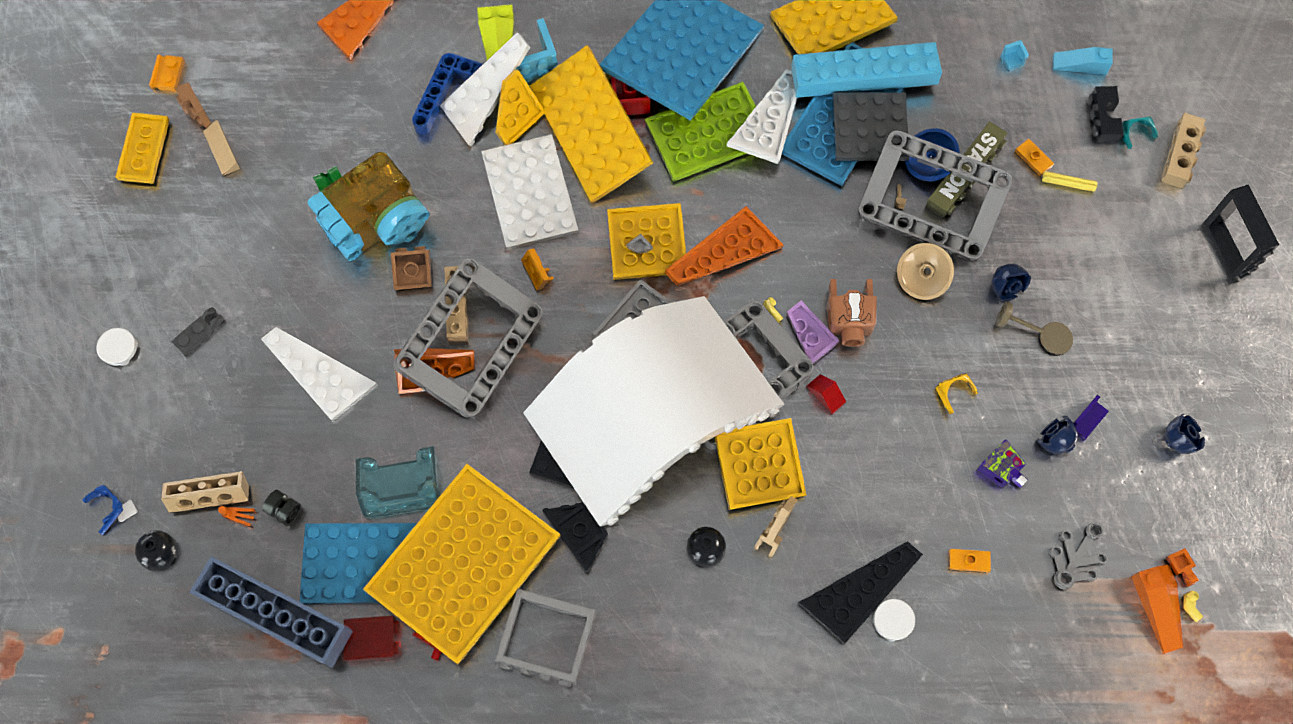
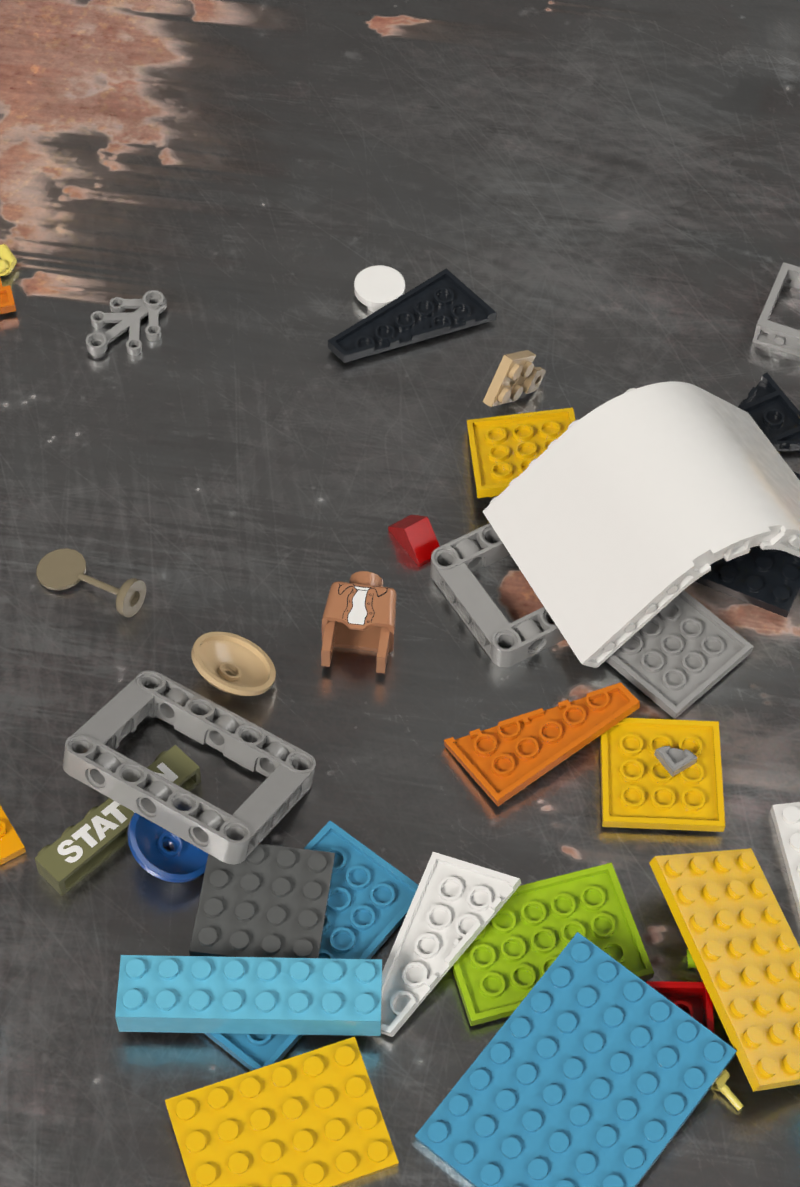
camera: 175 degrees left, 15 degrees down
(706, 547) = (604, 381): black cylinder -> none
(768, 304) = (479, 650): light yellow arm -> none
(811, 332) = (423, 615): lavender wing -> none
(899, 202) = (242, 787): tan hand -> none
(943, 386) = (234, 529): yellow helmet -> none
(970, 560) = (267, 335): light orange plate -> none
(1004, 466) = (193, 421): torso -> none
(1009, 281) = (108, 639): dark blue cylinder -> none
(1059, 436) = (108, 440): dark blue cylinder -> none
(1090, 418) = (55, 464): dark purple panel -> none
(1161, 603) = (41, 270): orange wedge -> none

